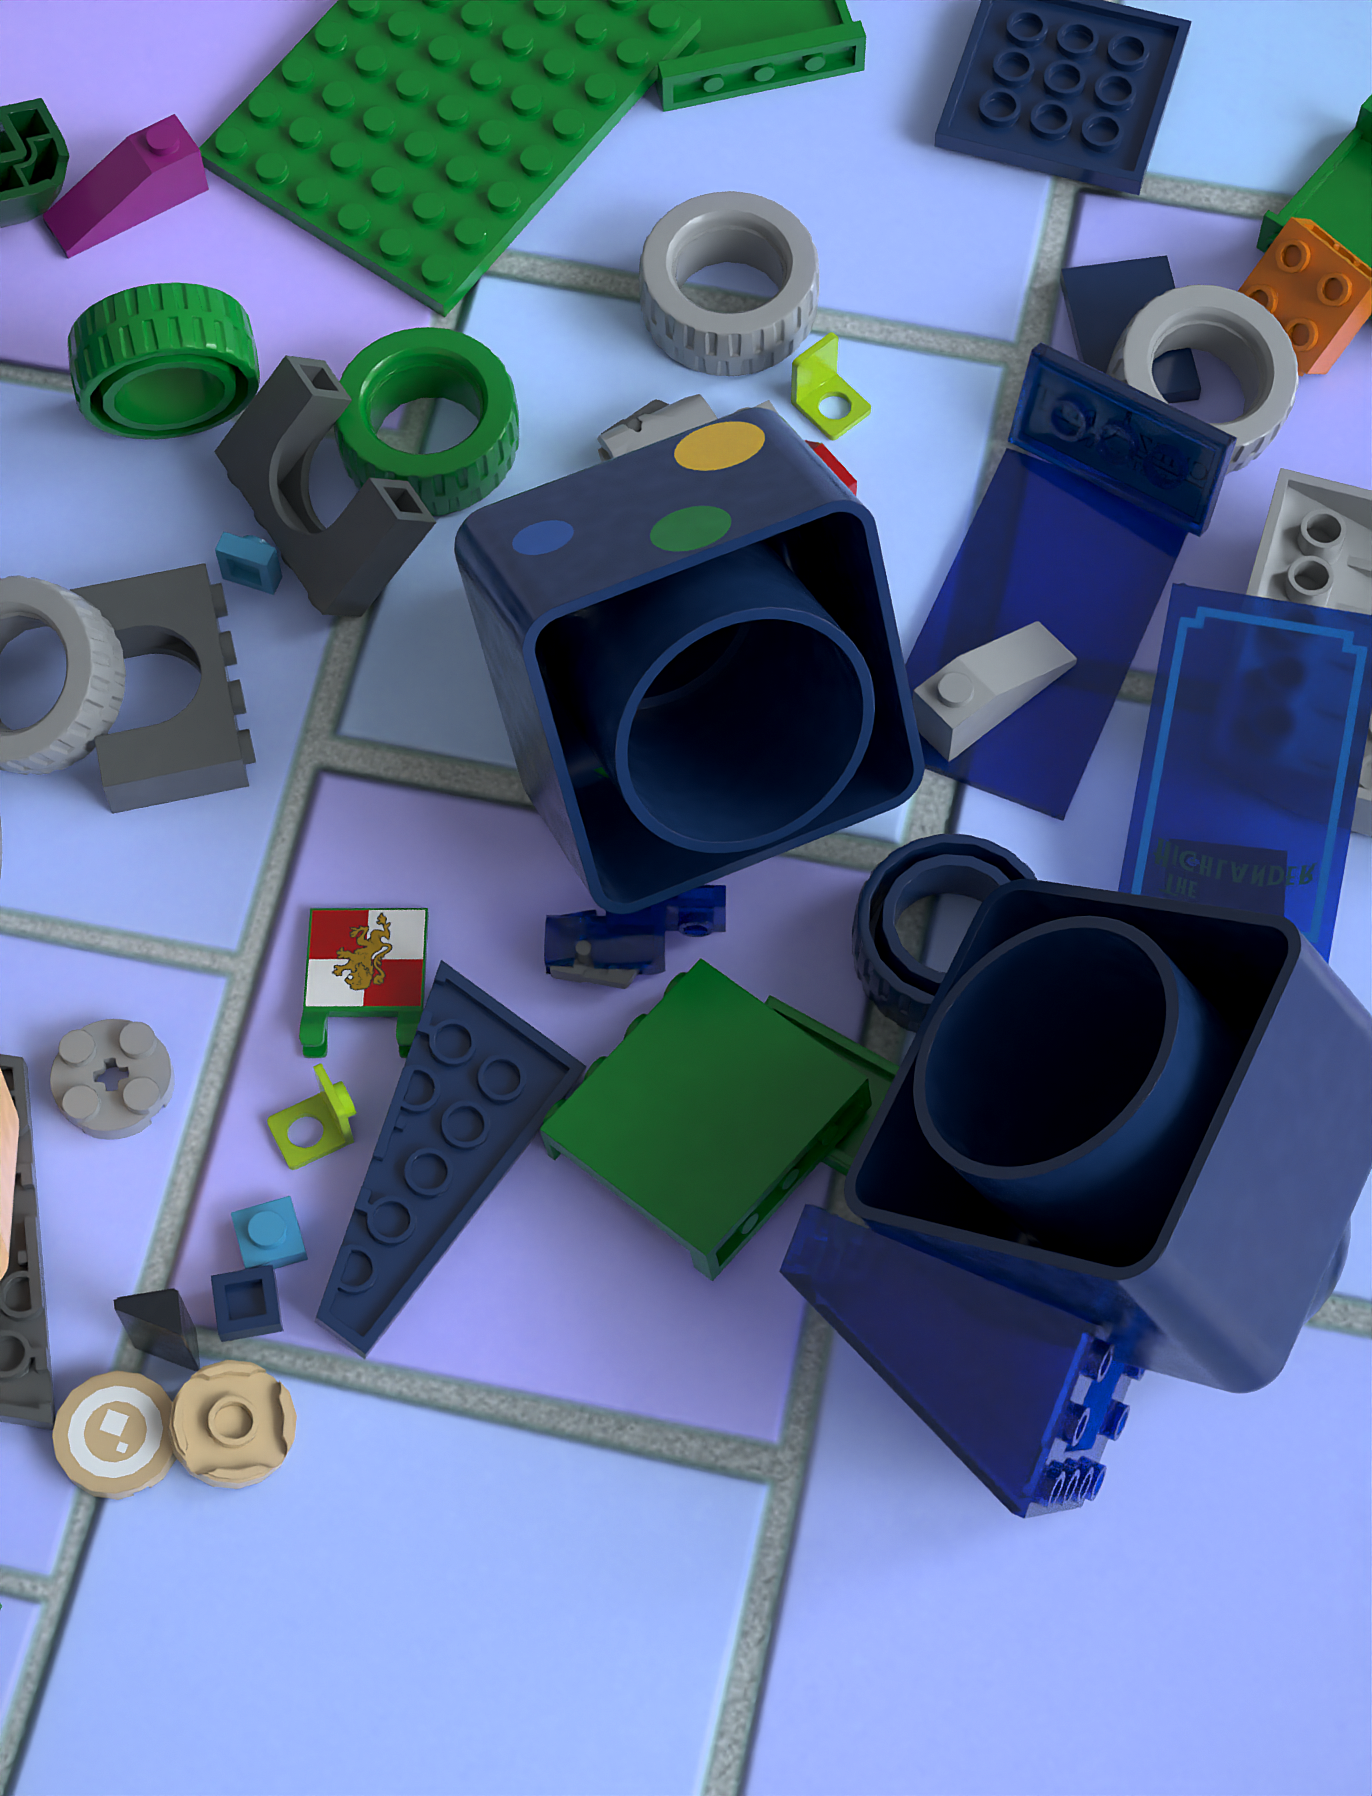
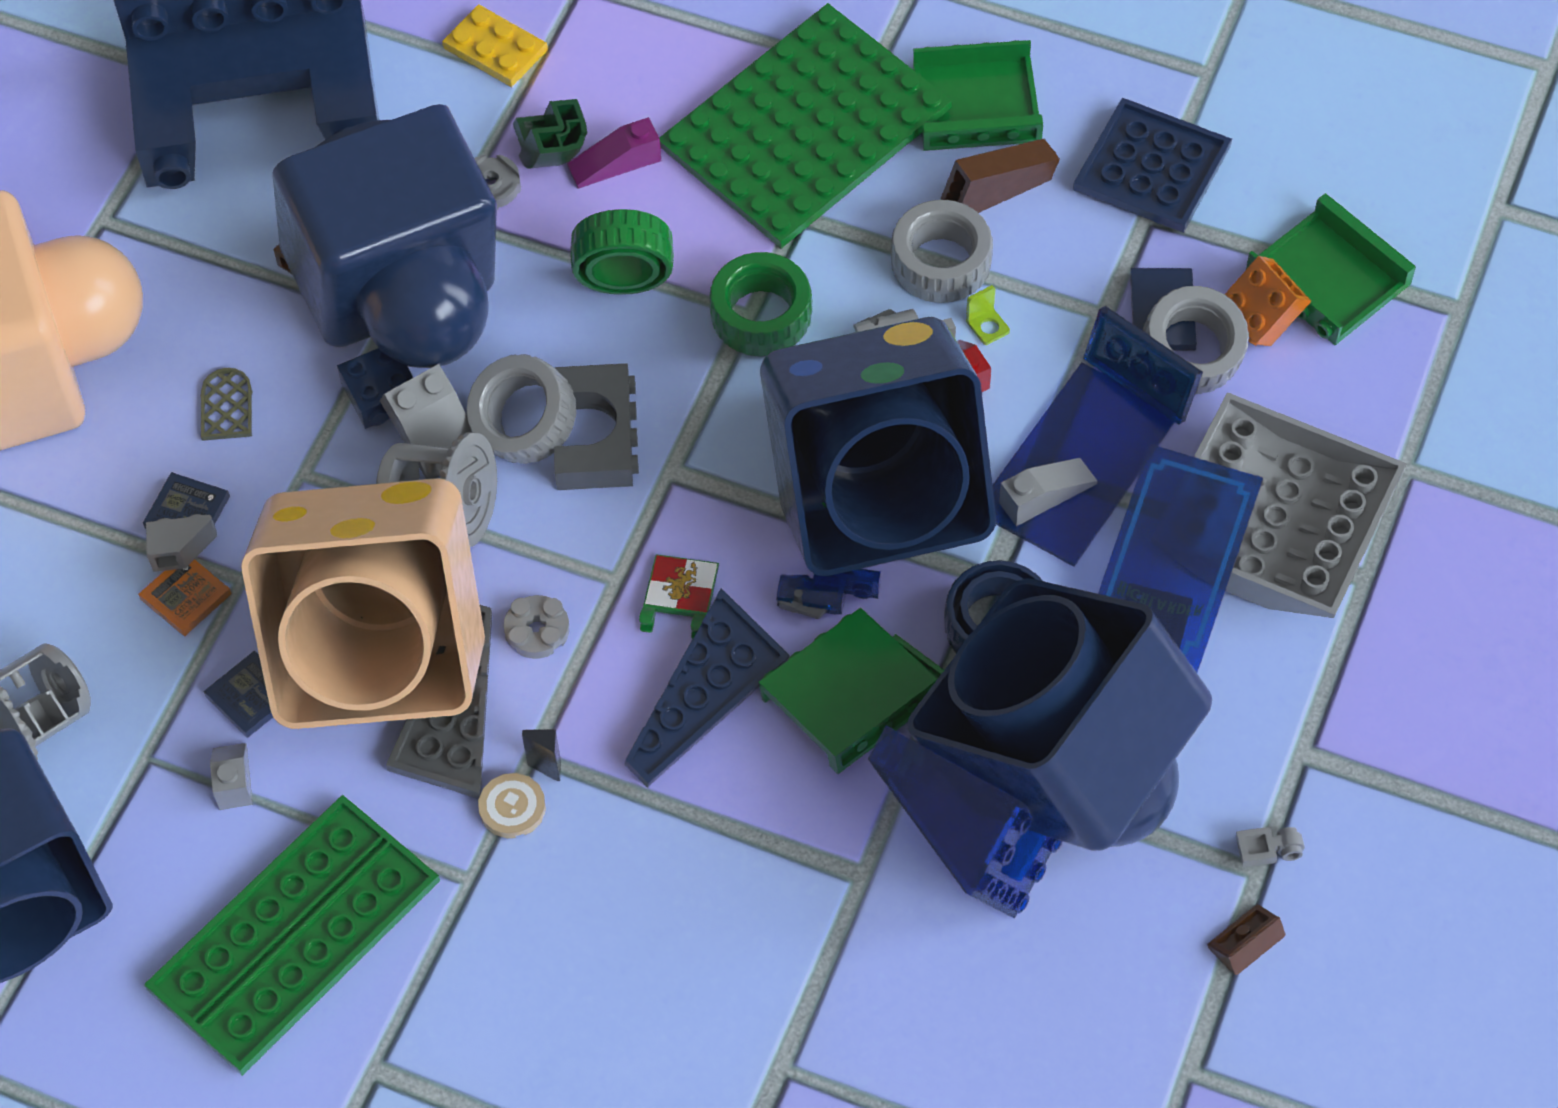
camera: 10 degrees right, 5 degrees down
(232, 1424) = (572, 808): tan tile -> none
(246, 1303) = (590, 749): dark blue plate -> none
(249, 562) = (651, 366): dark azure plate -> none
(269, 1234) = (607, 718): dark azure plate -> none
(270, 464) = (671, 316): dark grey arch -> none
(330, 1108) = (648, 658): lime bracket -> none
(807, 134) = (1000, 174): none -> reddish brown slope

